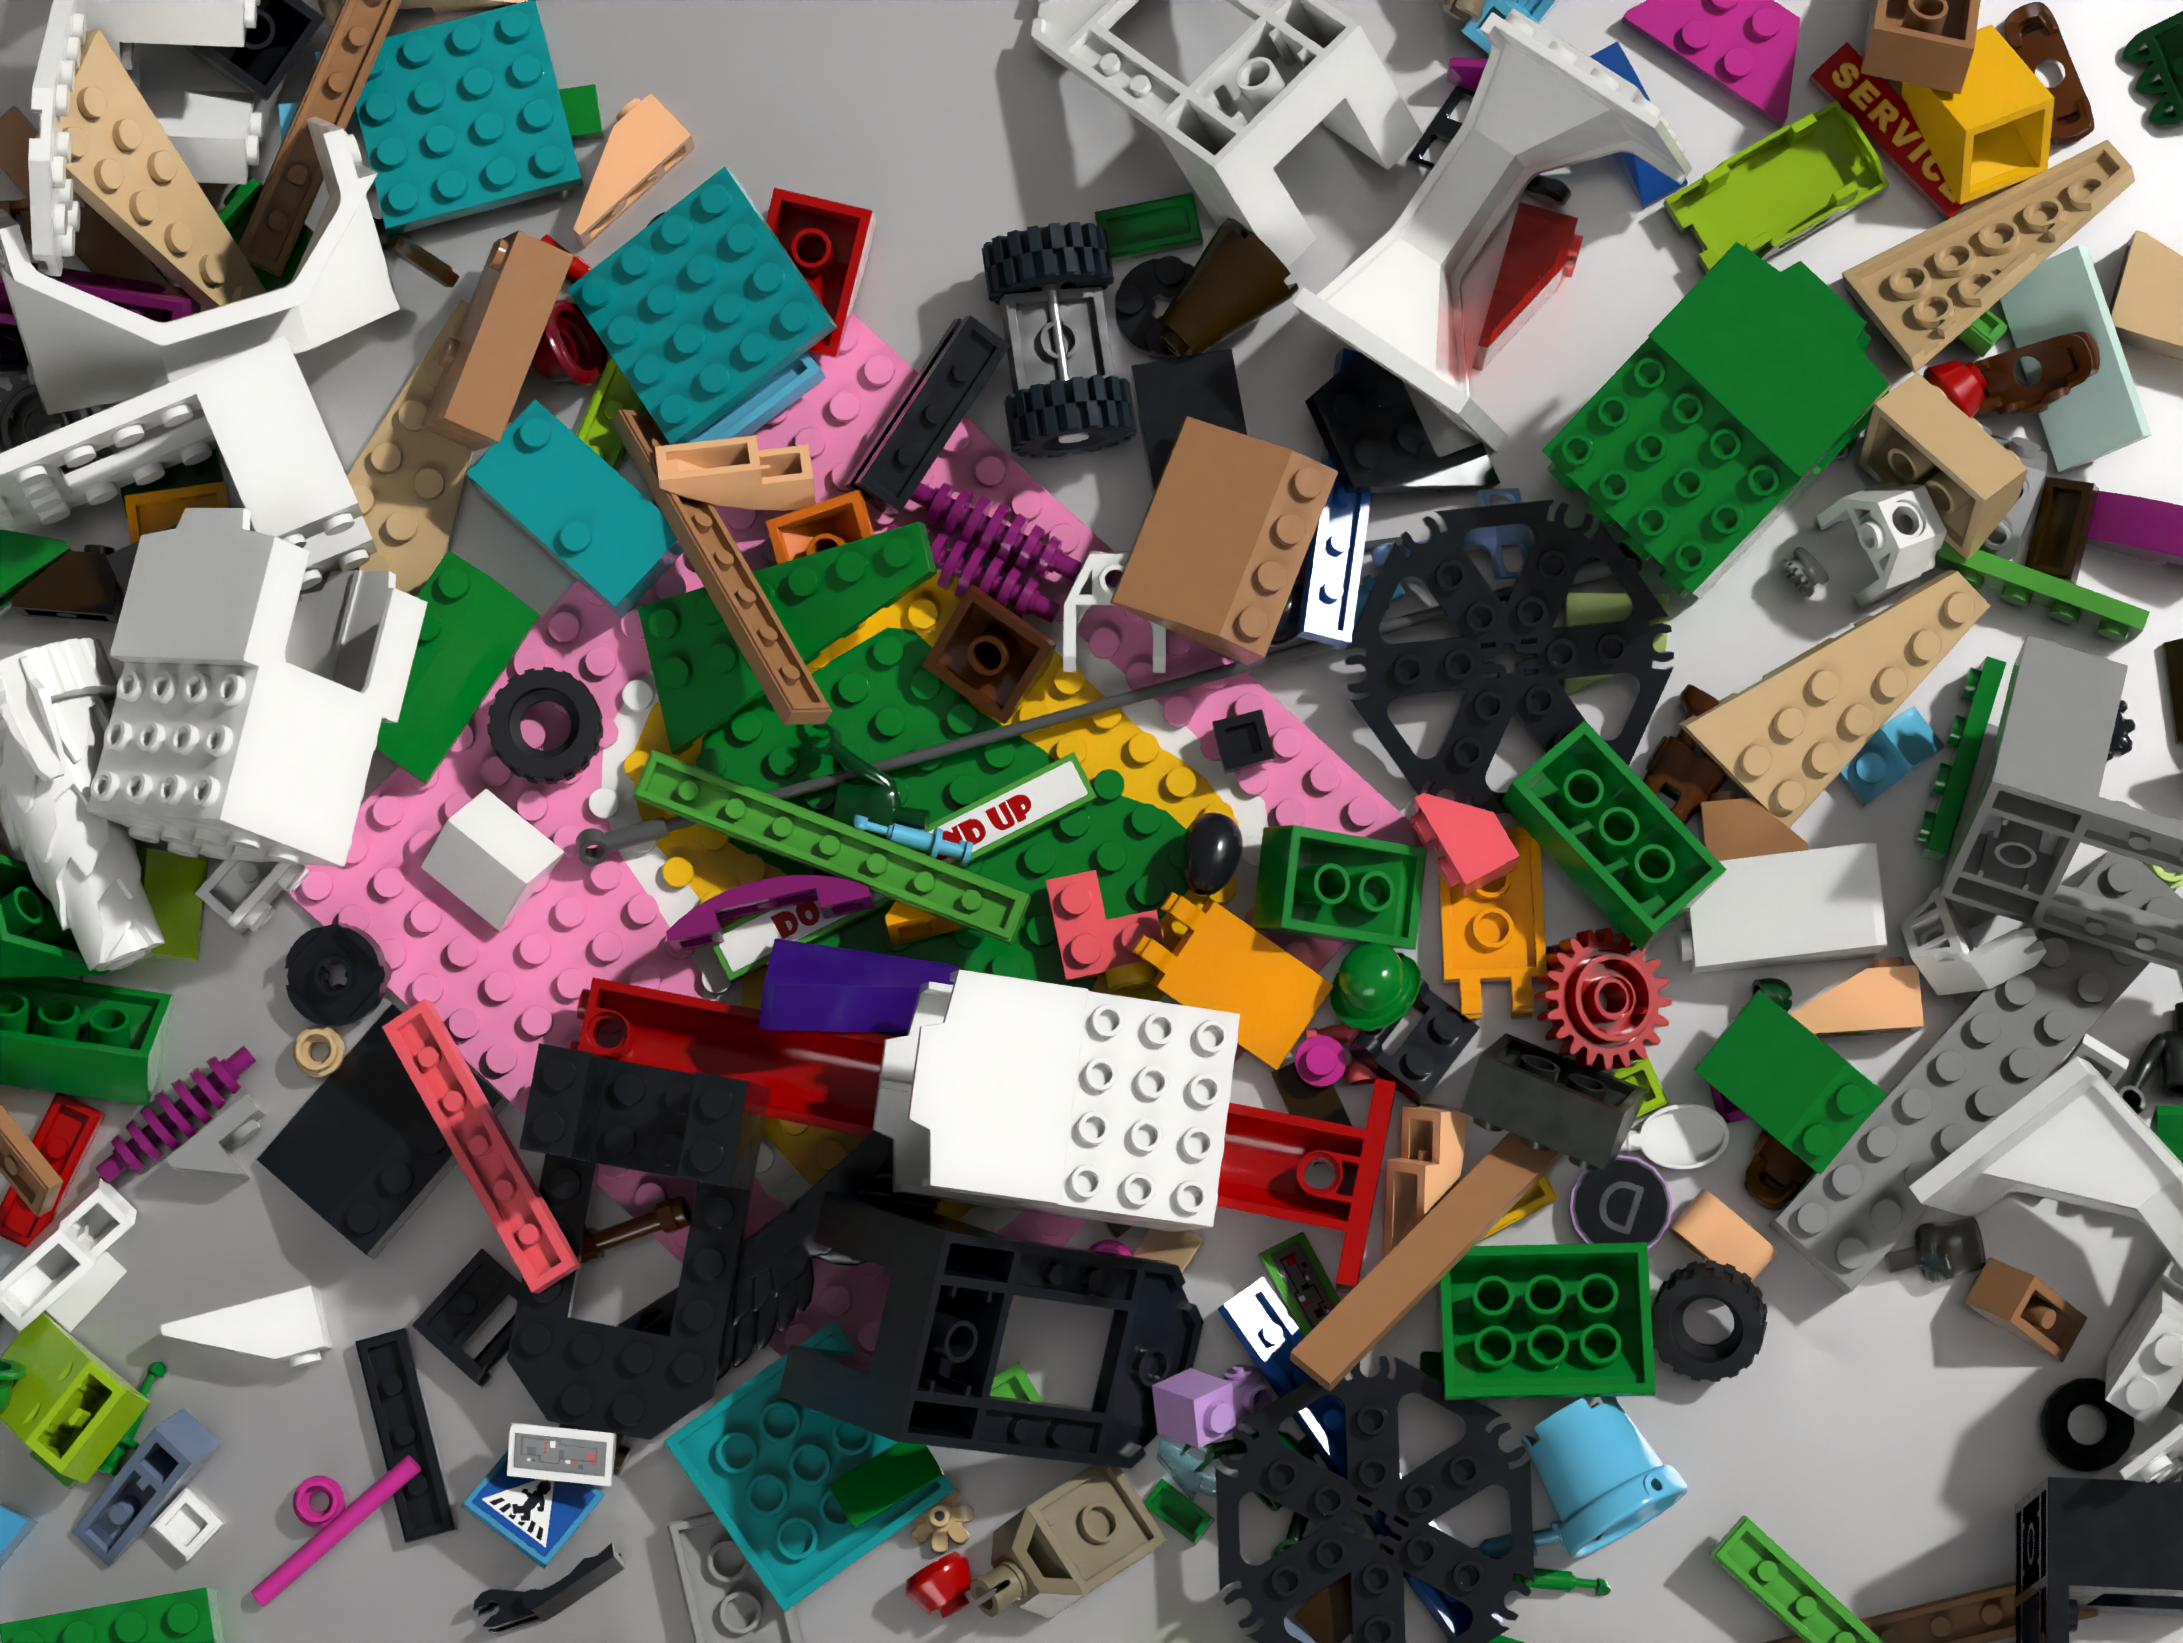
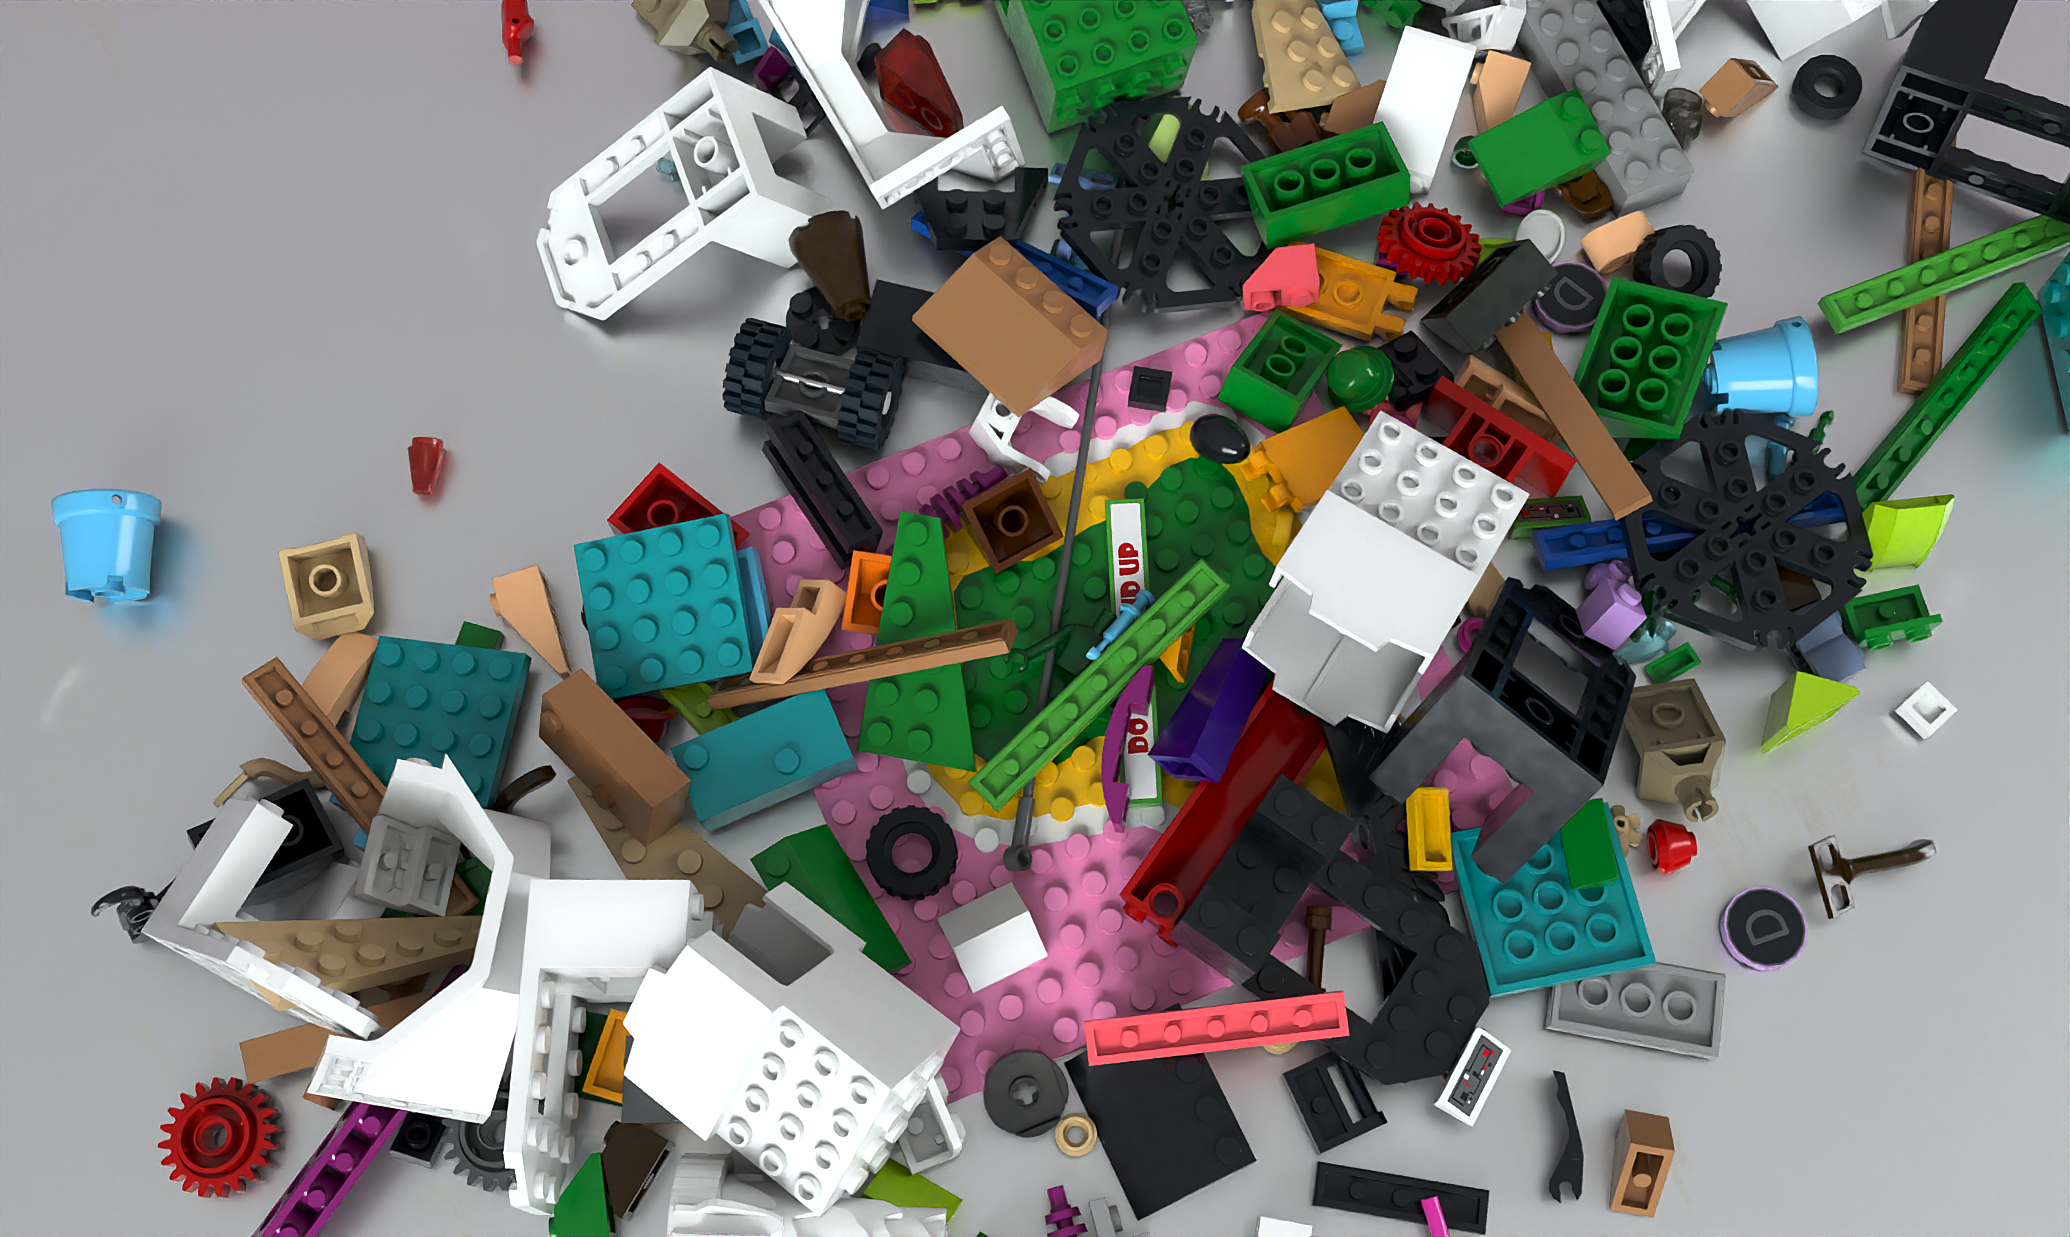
camera: 65 degrees left, 10 degrees down
(271, 182) = (407, 867): none -> white slope
(530, 1512) = (1503, 1125): piece -> none
(826, 1295) = (1429, 830): none -> yellow tile
(994, 530) = (924, 484): magenta piece -> none
(1085, 937) = (1236, 549): coral plate -> none
(1151, 227) = (766, 298): green tile -> none

